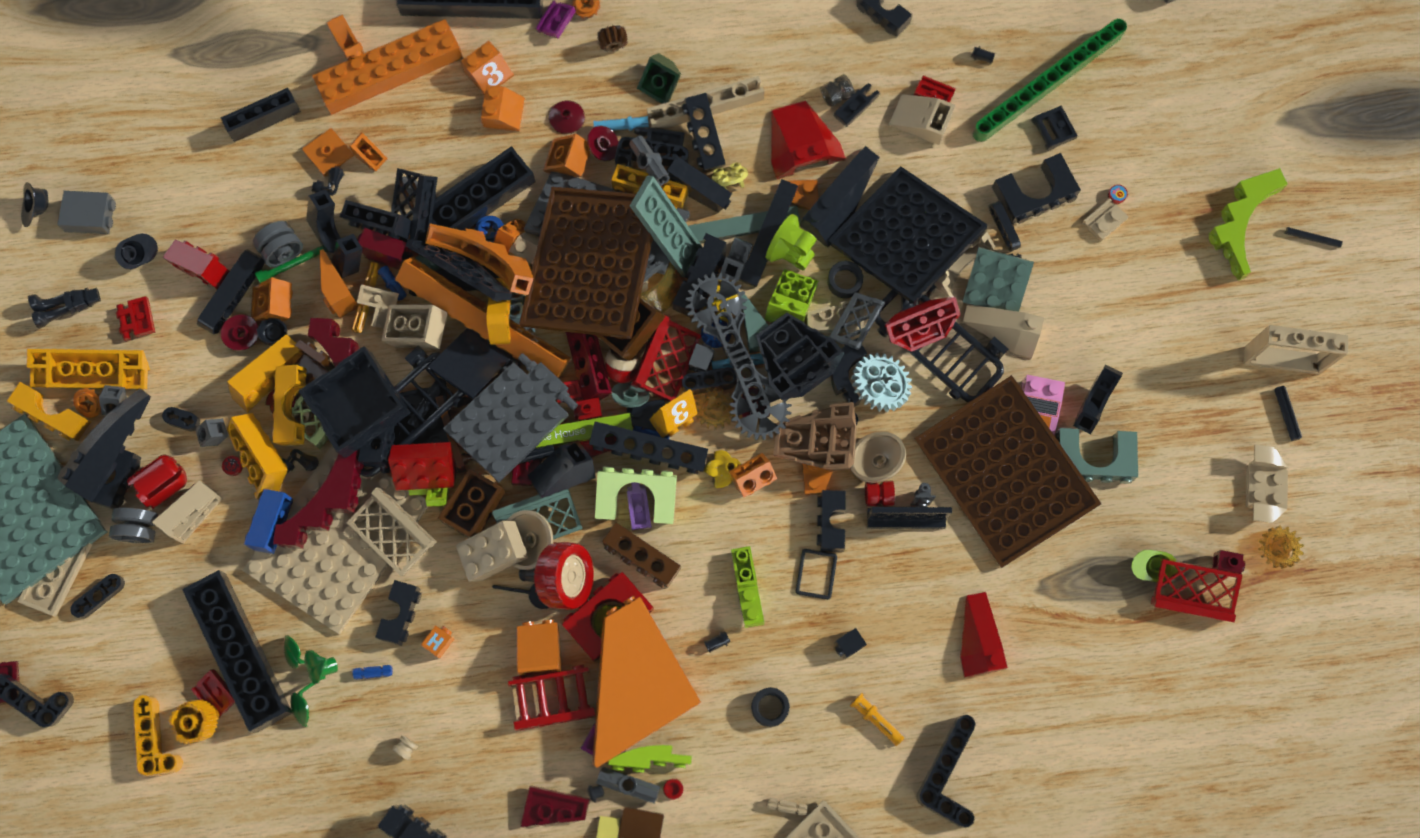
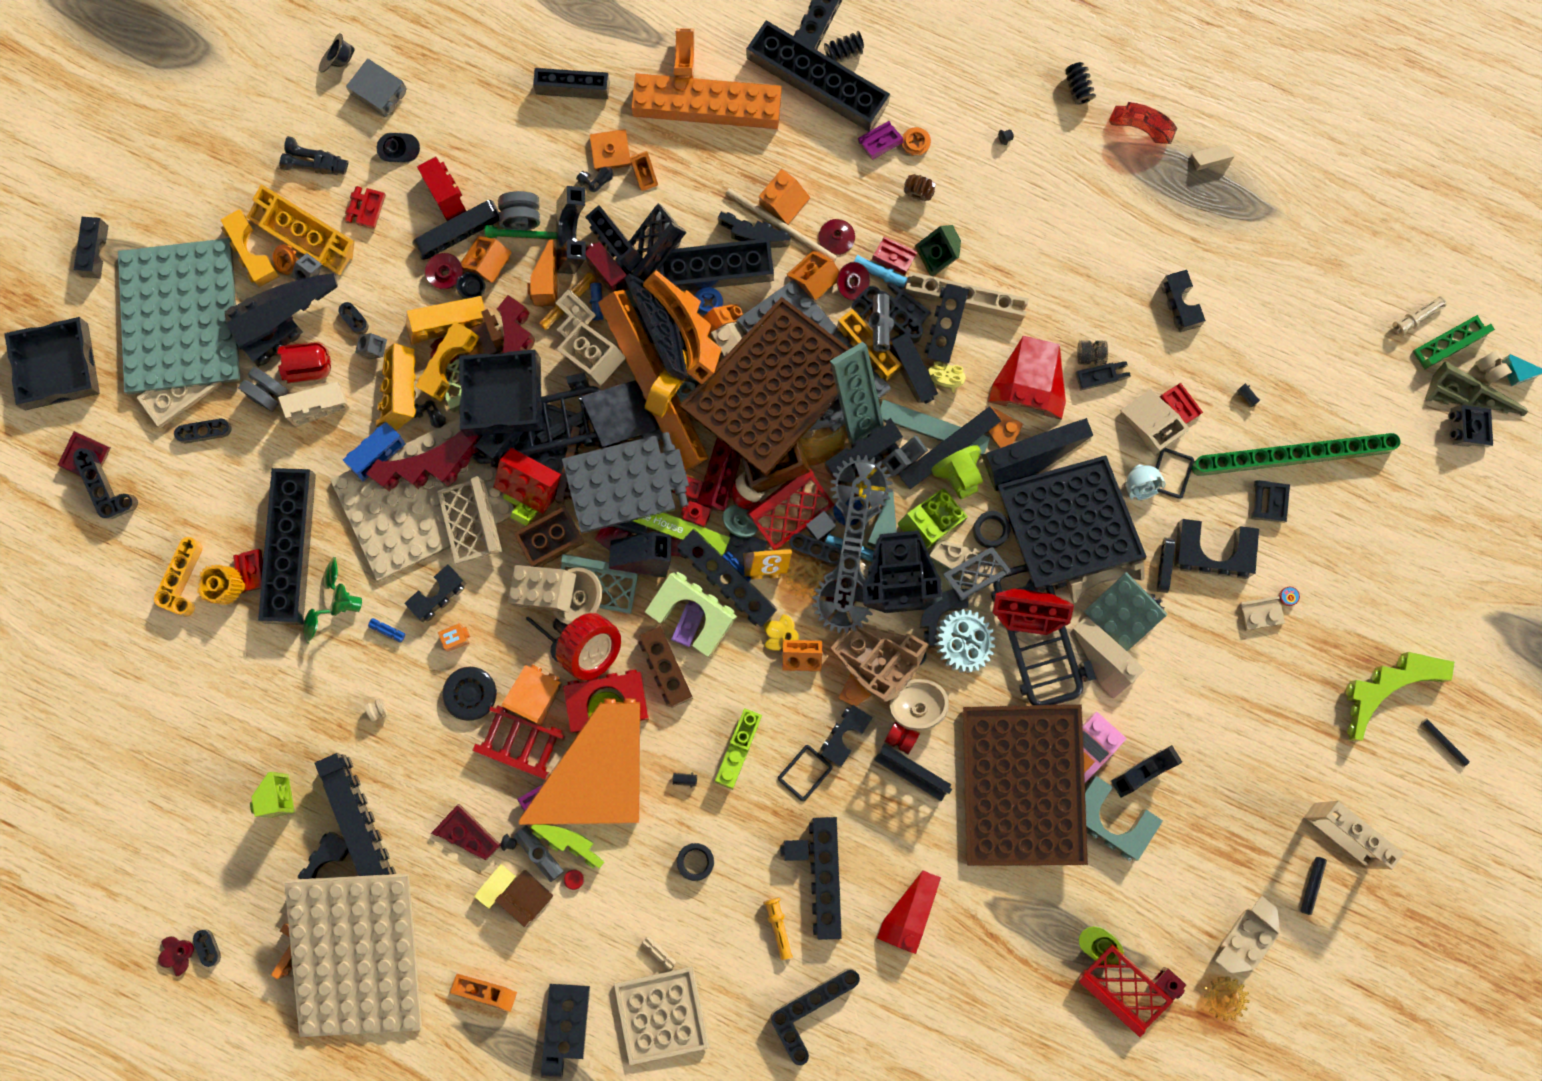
camera: 30 degrees right, 5 degrees up
(232, 466) = (372, 384): tile -> none
(481, 682) = (469, 693): none -> black wheel
(484, 153) = (745, 231): none -> black slope
(486, 67) = (792, 151): orange slope -> none
(508, 132) = (778, 223): none -> tan piece
(625, 104) = (894, 255): none -> plate
(866, 605) = (833, 929): none -> black brick
(923, 496) = (936, 763): dark grey hinge -> none
(945, 169) = (1144, 482): none -> light aqua cylinder
(975, 147) = (1187, 474): none -> black piece

